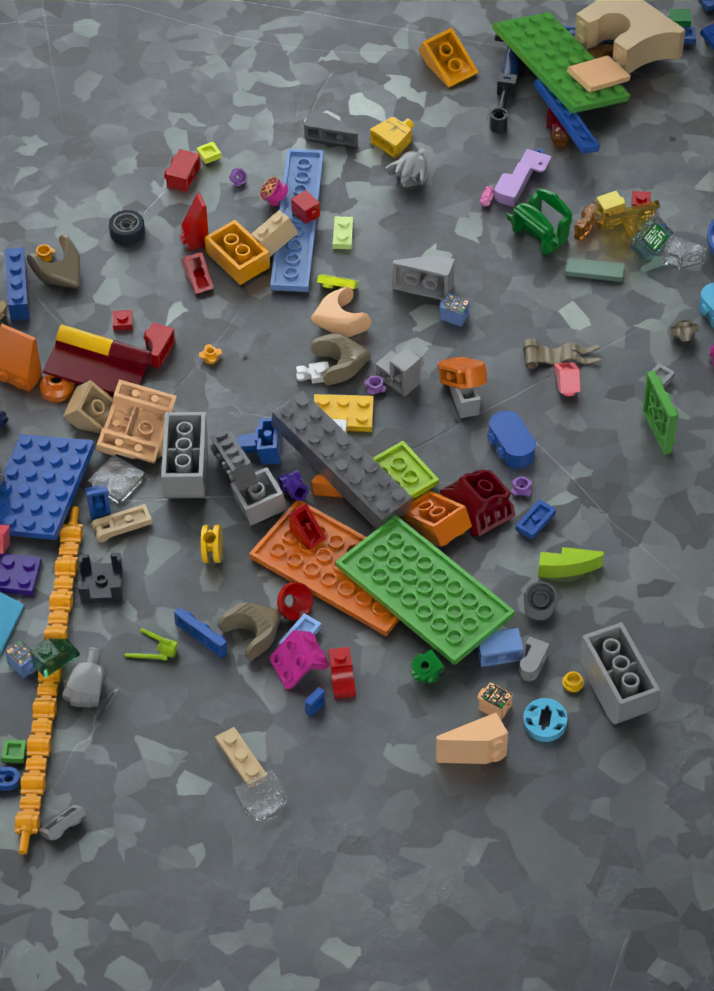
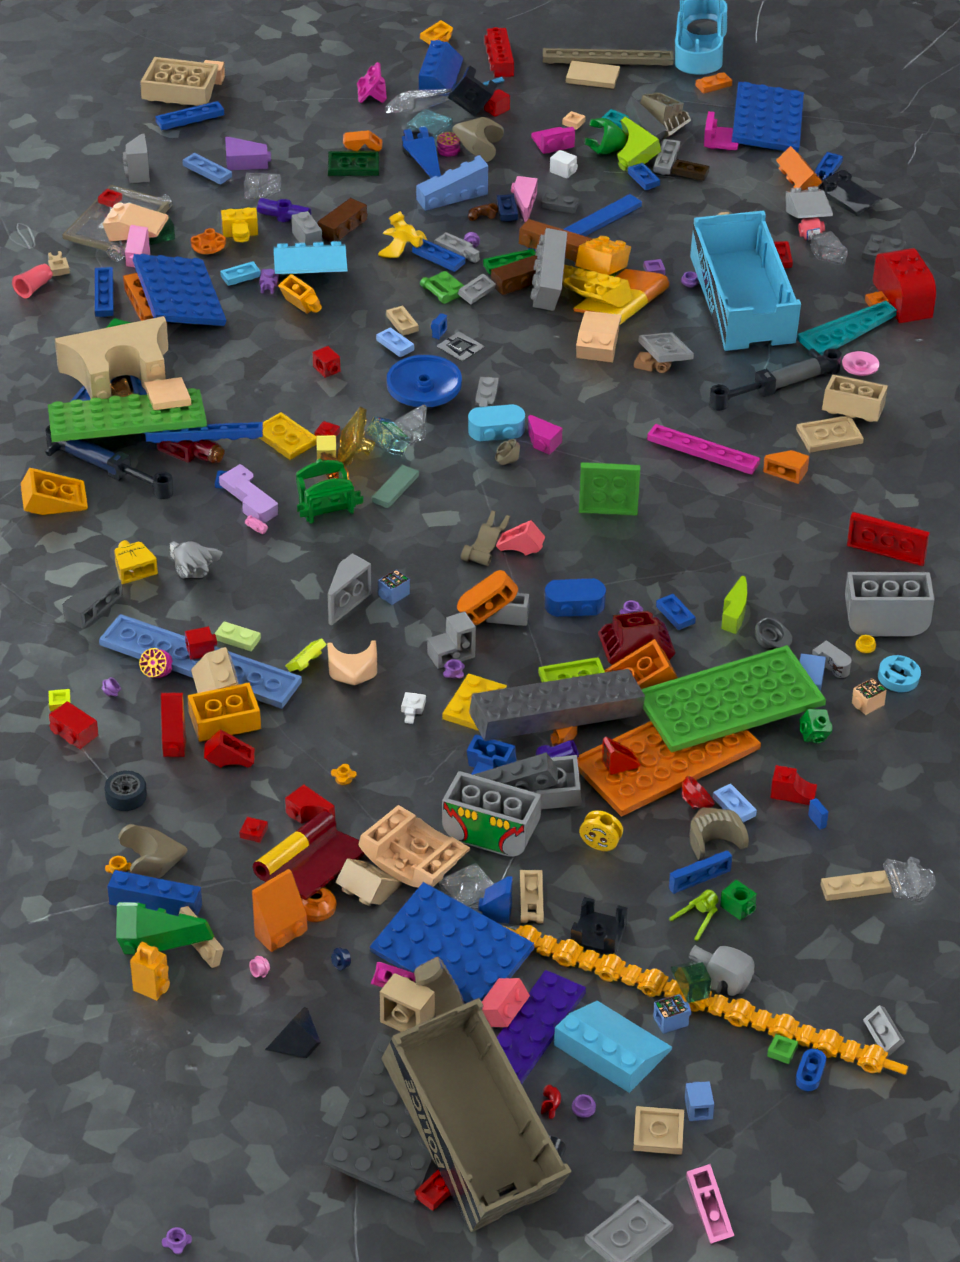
camera: 70 degrees left, 10 degrees down
(180, 663) = (738, 900): none -> green brick
(297, 656) = (768, 810): dark pink bracket -> none
(349, 354) = (409, 674): dark tan animal -> none
(474, 742) = (914, 713): light nougat slope -> none
(618, 174) = (287, 436): none -> yellow tile
(664, 373) = (551, 485): light grey plate -> none

